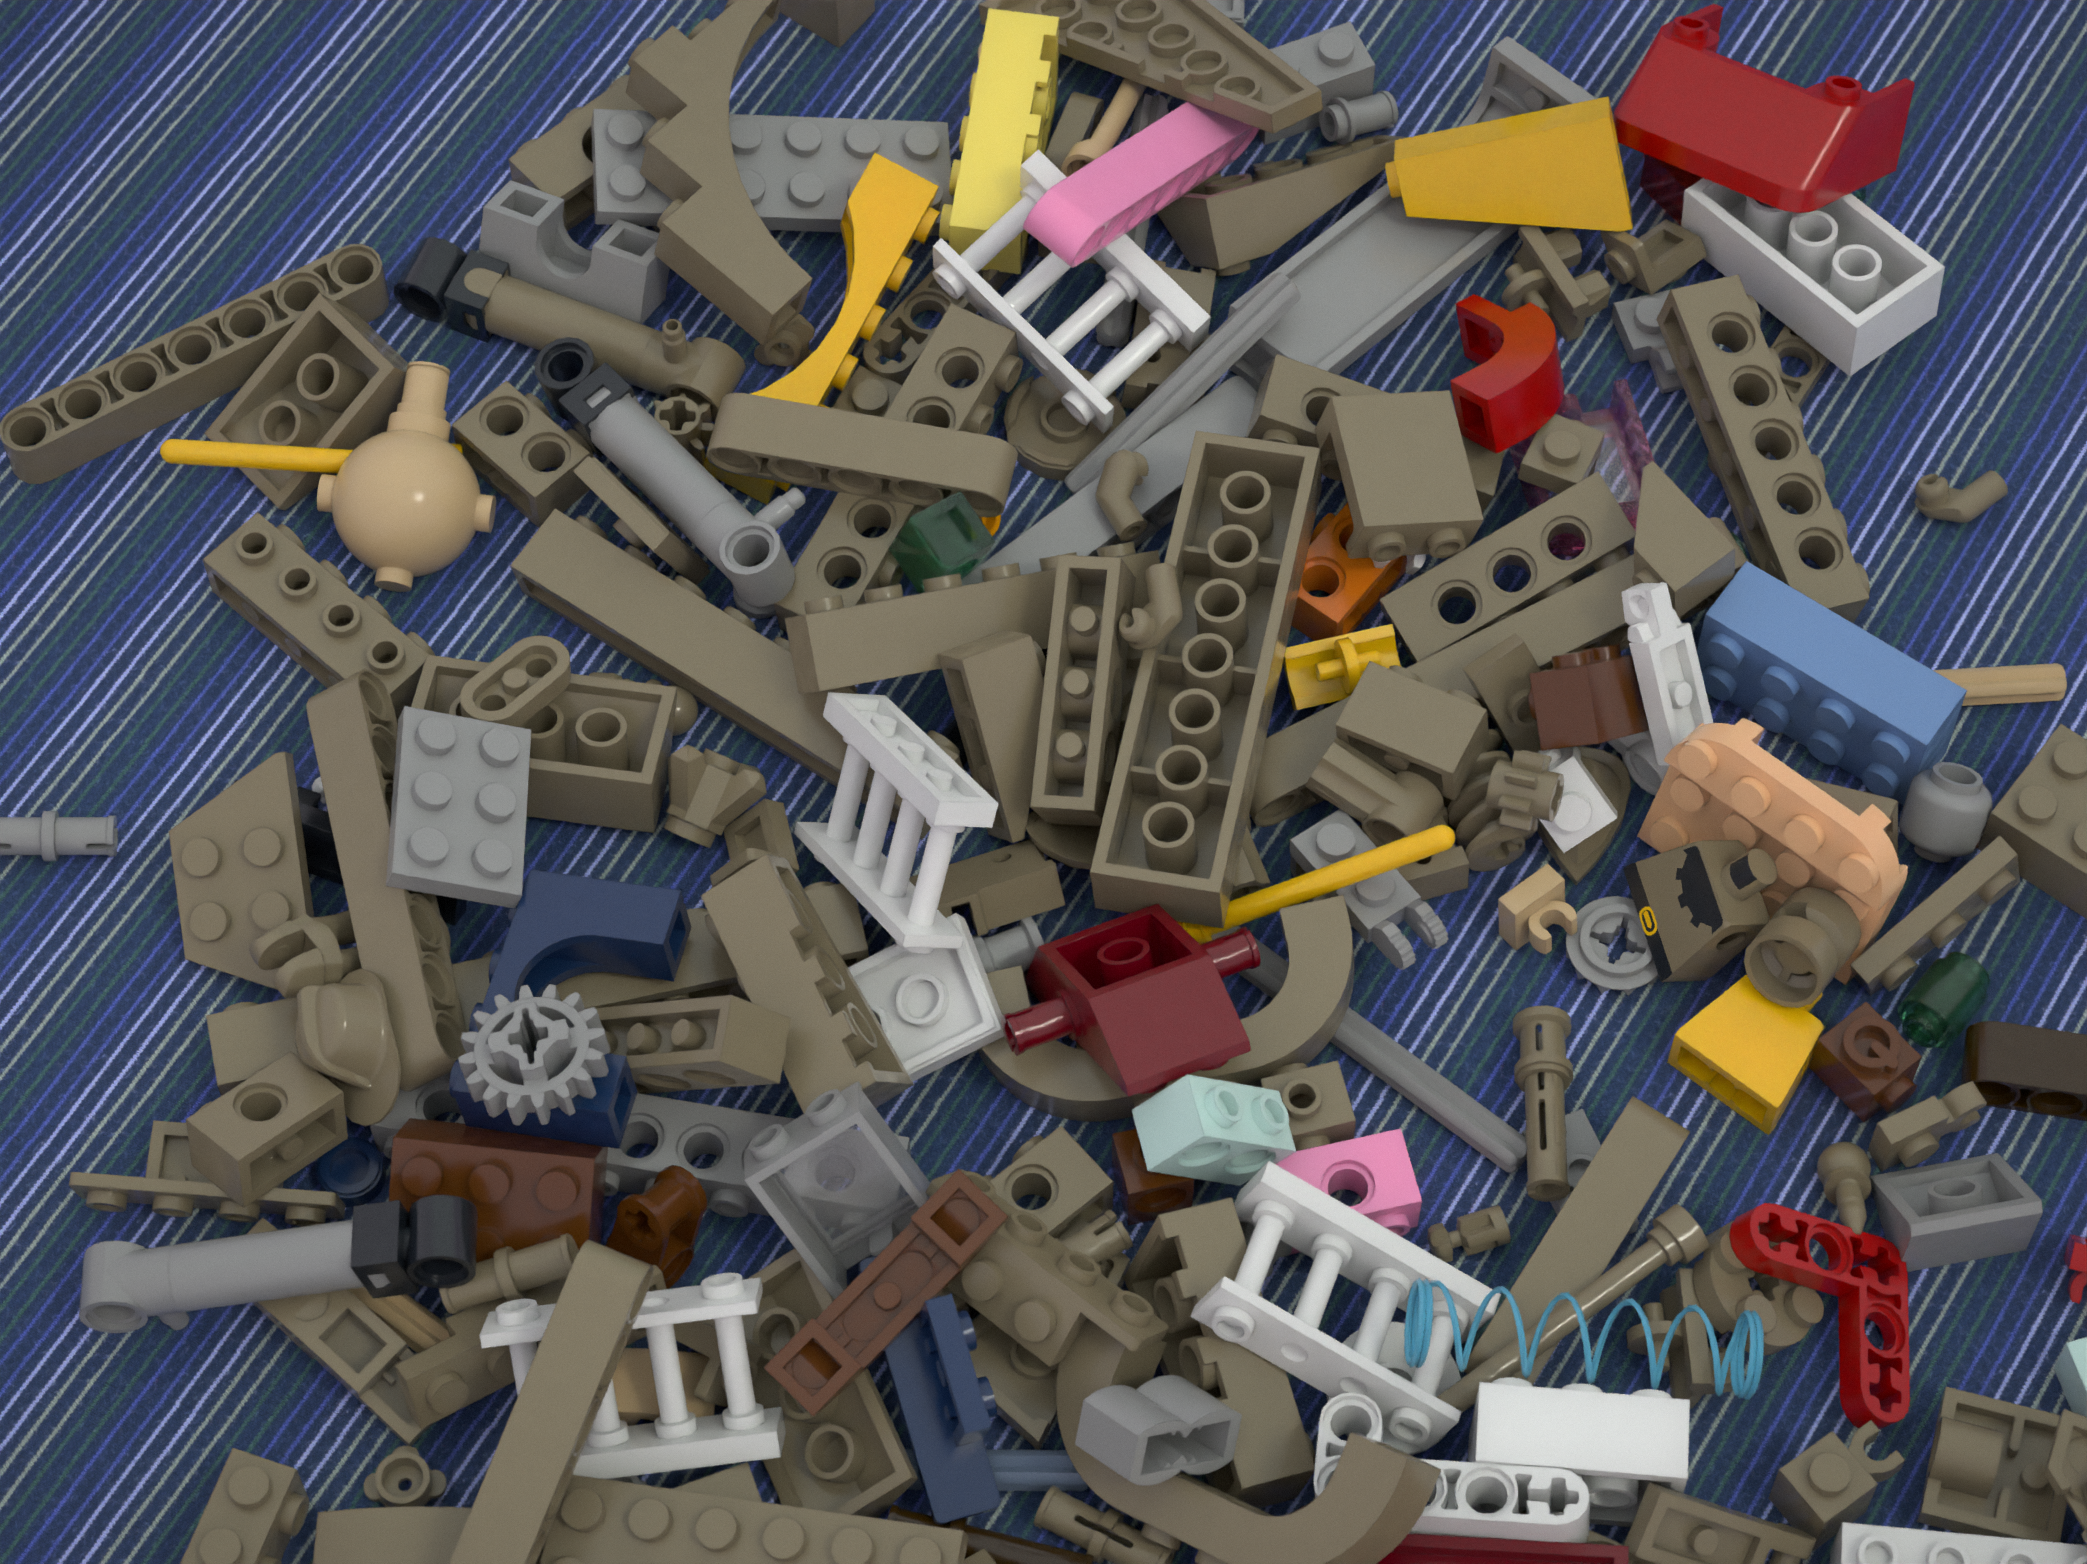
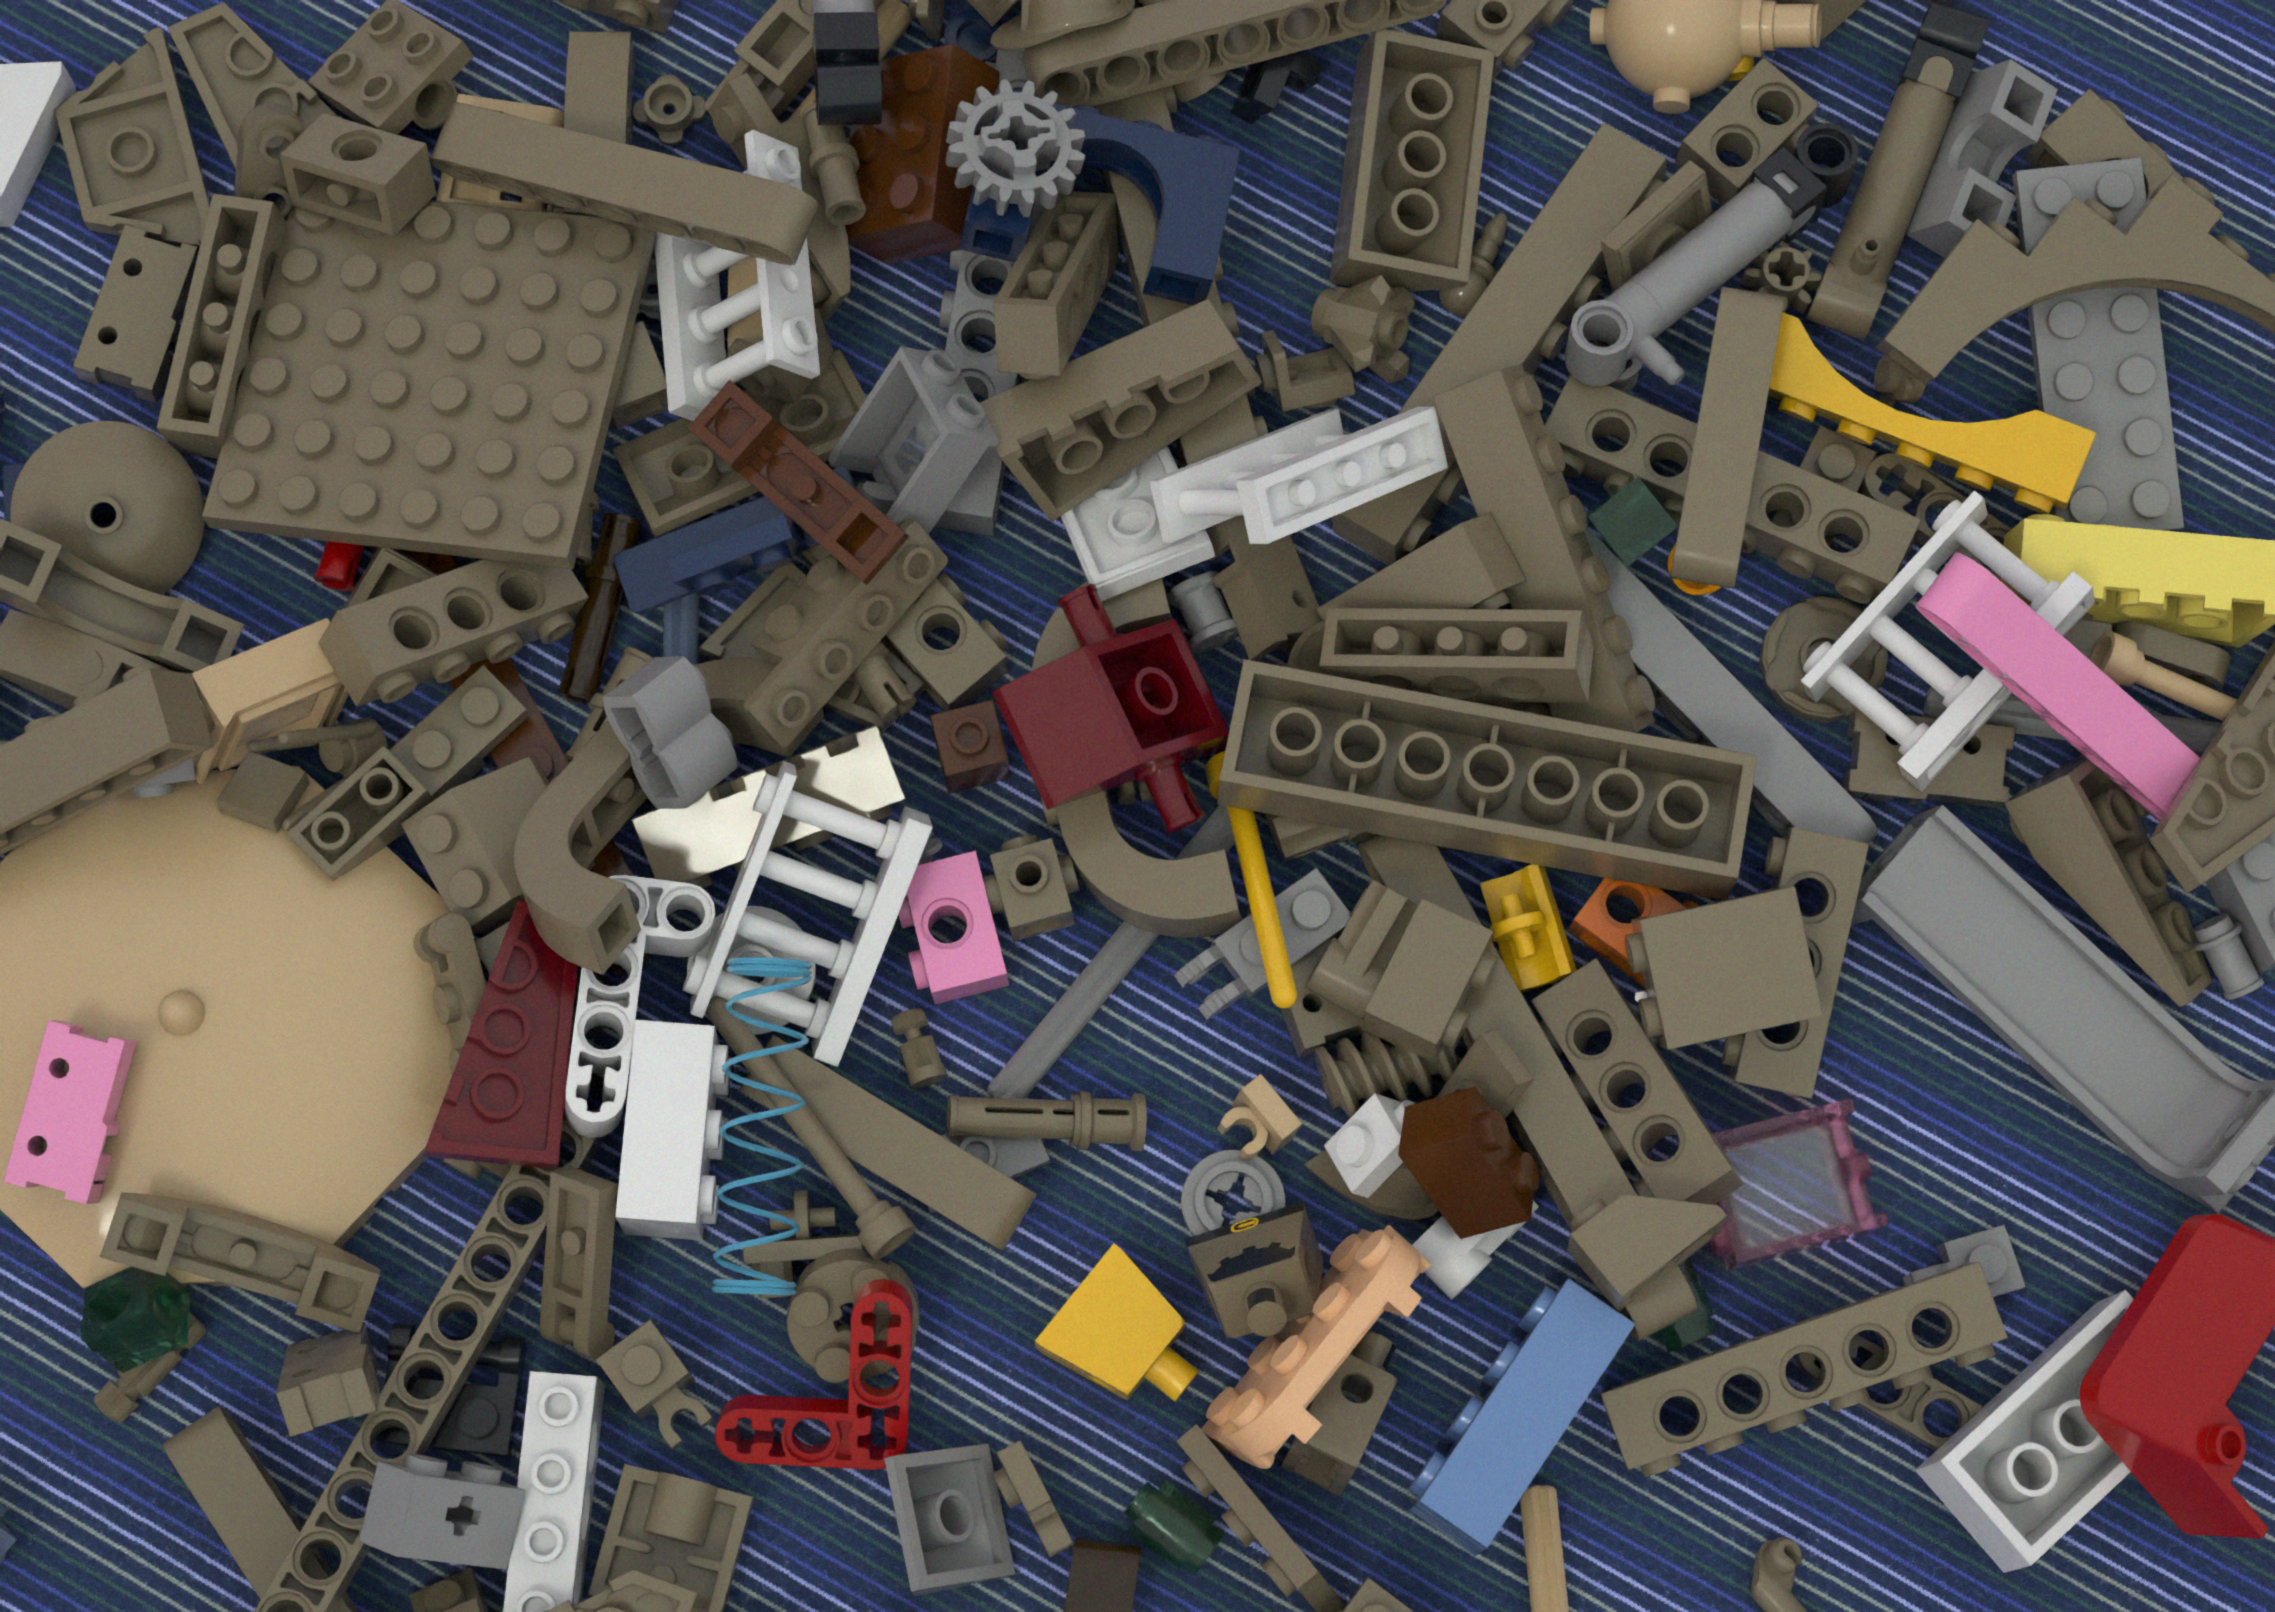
camera: 85 degrees right, 15 degrees up
(459, 807) = (1299, 76): light grey plate -> none
(507, 687) = (1450, 123): dark tan plate -> none
(662, 1223) = (898, 302): reddish brown piece -> none
(1114, 492) = (1715, 694): dark tan arm -> none
(1160, 615) = (1526, 717): dark tan arm -> none
(1193, 375) = (1857, 769): light grey axle -> none
(1213, 1130) = (983, 786): light aqua brick -> none
(1518, 374) = (1865, 1110): red arch -> none
(1519, 170) = (2138, 1112): yellow slope -> none
(1525, 790) = (1358, 1089): dark tan gear -> none
(1543, 279) = (2003, 1179): dark tan hips -> none
(1561, 454) = (1784, 1151): dark tan bracket -> none
(1653, 258) = (2063, 1267): dark tan bracket -> none
(1664, 667) = (1497, 1237): white hinge -> none
(1802, 947) = (1191, 1362): dark tan wheel -> none
(1846, 1181) = (991, 1417): dark tan bar -> none
(1866, 1063) = (1093, 1439): reddish brown brick -> none
(1946, 812) = (1380, 1537): light grey head -> none

